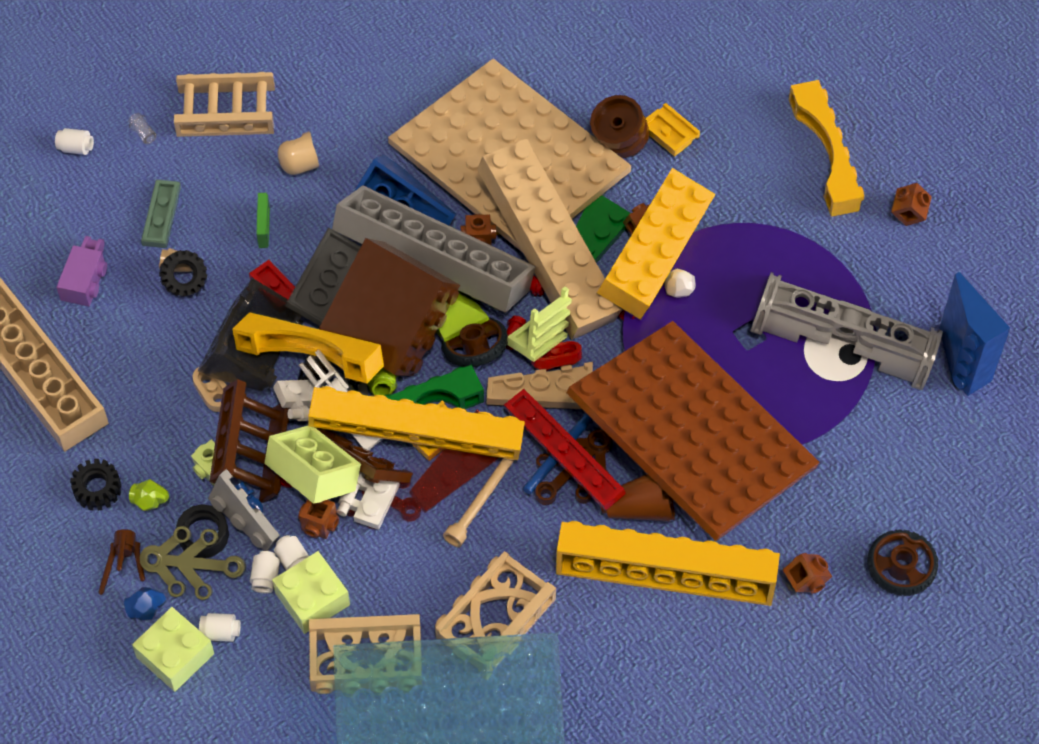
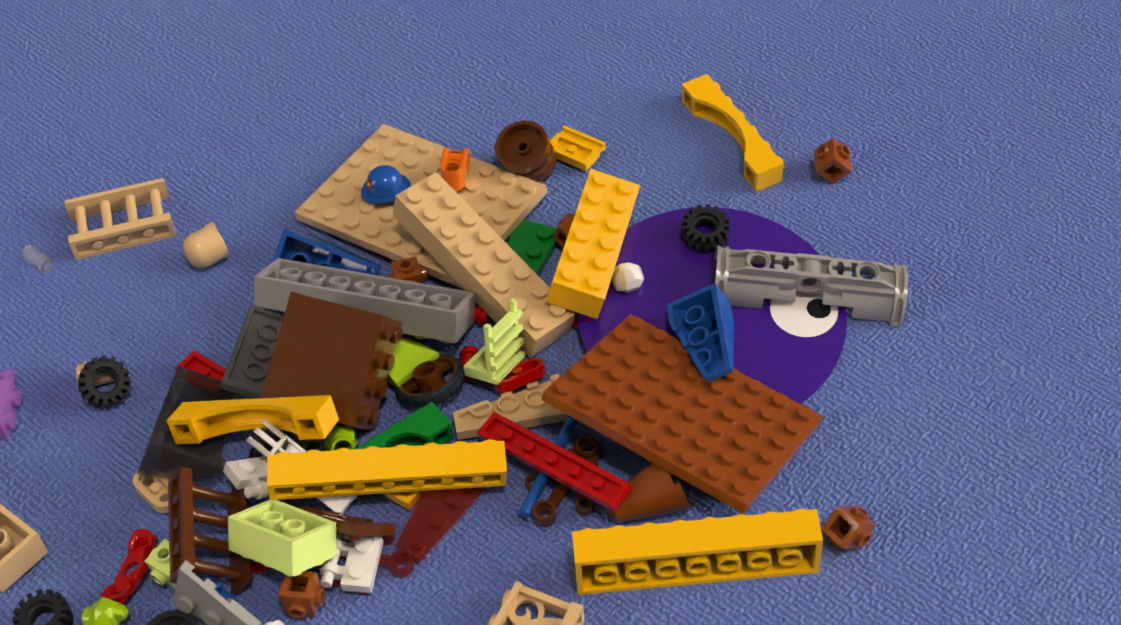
camera: 10 degrees left, 10 degrees down
(161, 213) = (71, 333): sand green tile -> none
(188, 441) = (139, 547): none -> red piece
(263, 220) = (180, 315): bright green tile -> none
(456, 533) = (458, 576): tan piece -> none
(478, 132) = (383, 185): none -> blue hat
(547, 129) = (455, 167): none -> orange piece
(735, 353) = (705, 330): none -> blue wedge
(765, 238) = (707, 217): none -> black tyre
(907, 551) = (941, 504): reddish brown wheel -> none
(971, 336) = (938, 256): blue slope -> none

